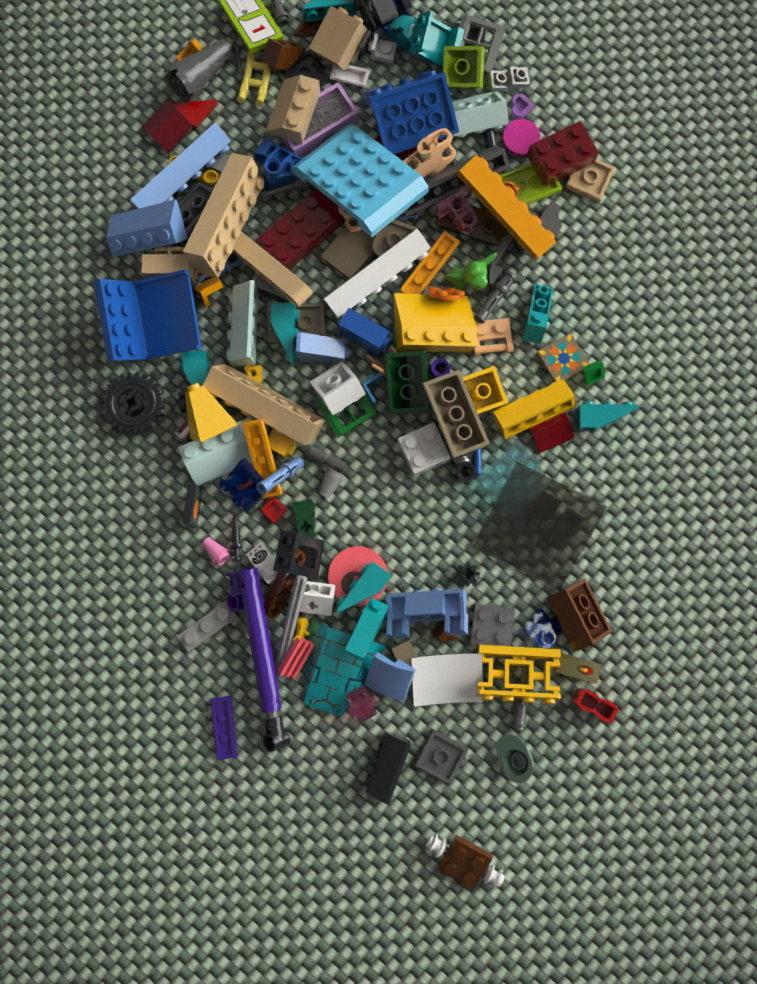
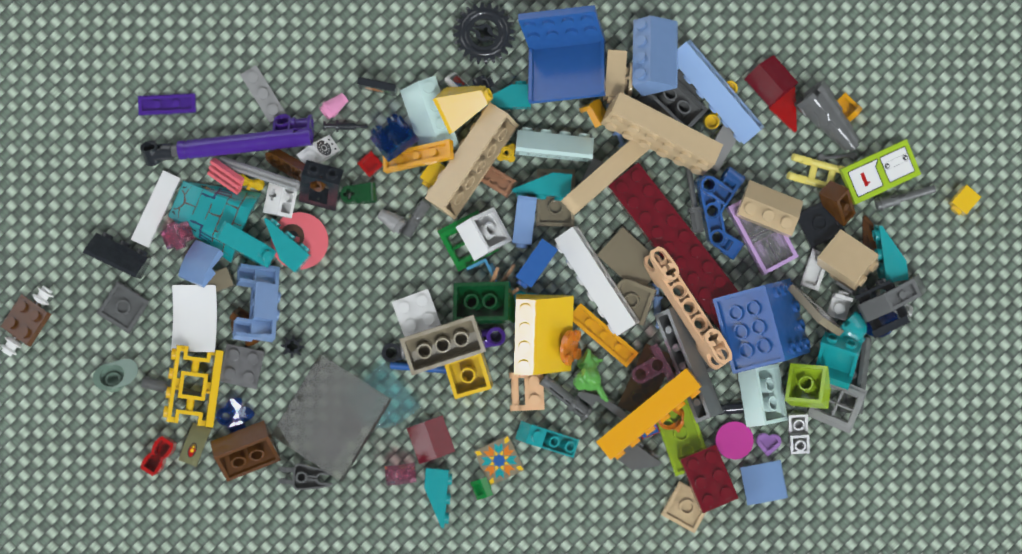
camera: 85 degrees right, 5 degrees up
(283, 378) = (499, 181): none -> nougat plate
(286, 471) = (404, 178): medium blue pin -> none
(335, 730) = (156, 209): none -> white tile
(362, 178) = (688, 270): medium azure slope -> none
(390, 59) = (815, 310): none -> dark tan tile
(534, 408) = (449, 425): yellow brick -> none
(559, 106) = (764, 482): none -> medium blue slope
(588, 453) = (404, 474): none -> clear pink brick
(601, 550) = (304, 477): none -> dark grey hinge

